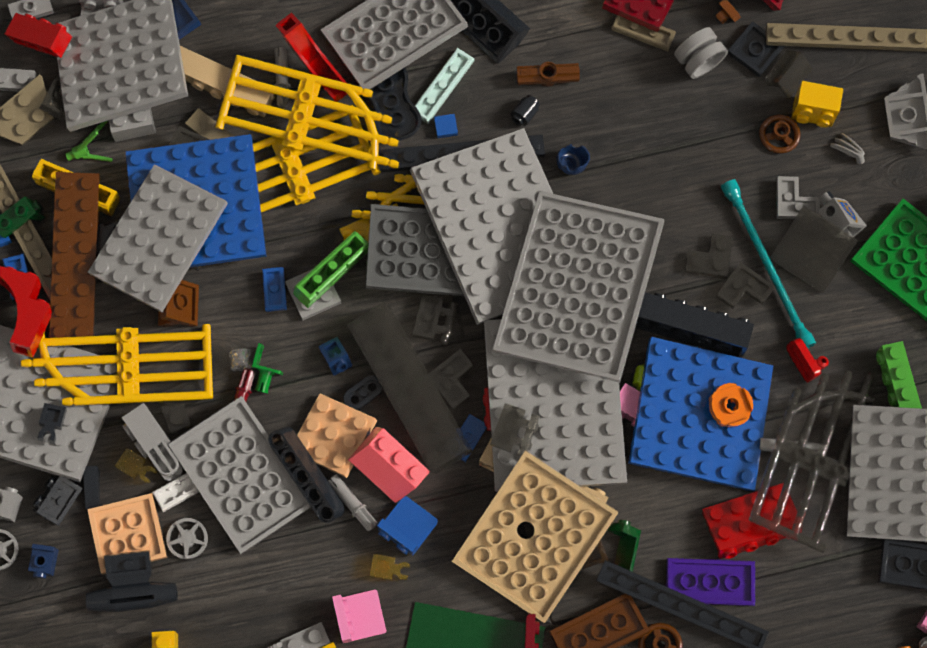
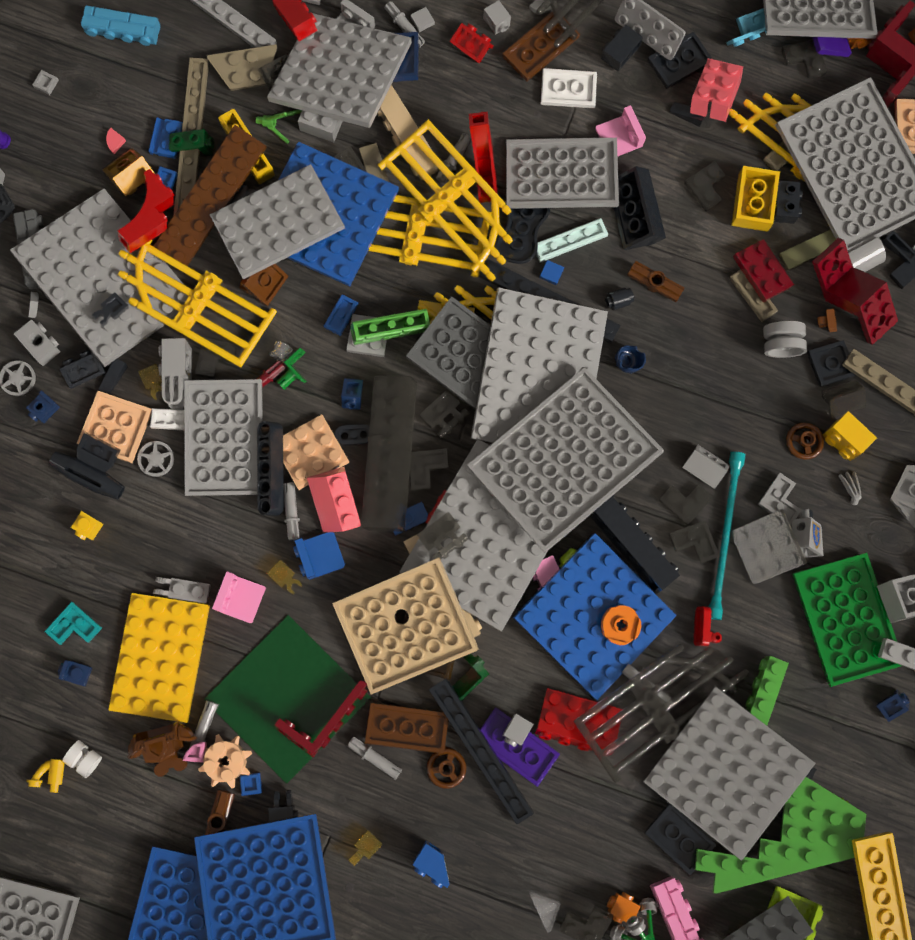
camera: 30 degrees right, 5 degrees up
(703, 563) = (517, 730): none -> light grey brick
(707, 213) = (706, 466): none -> light grey brick

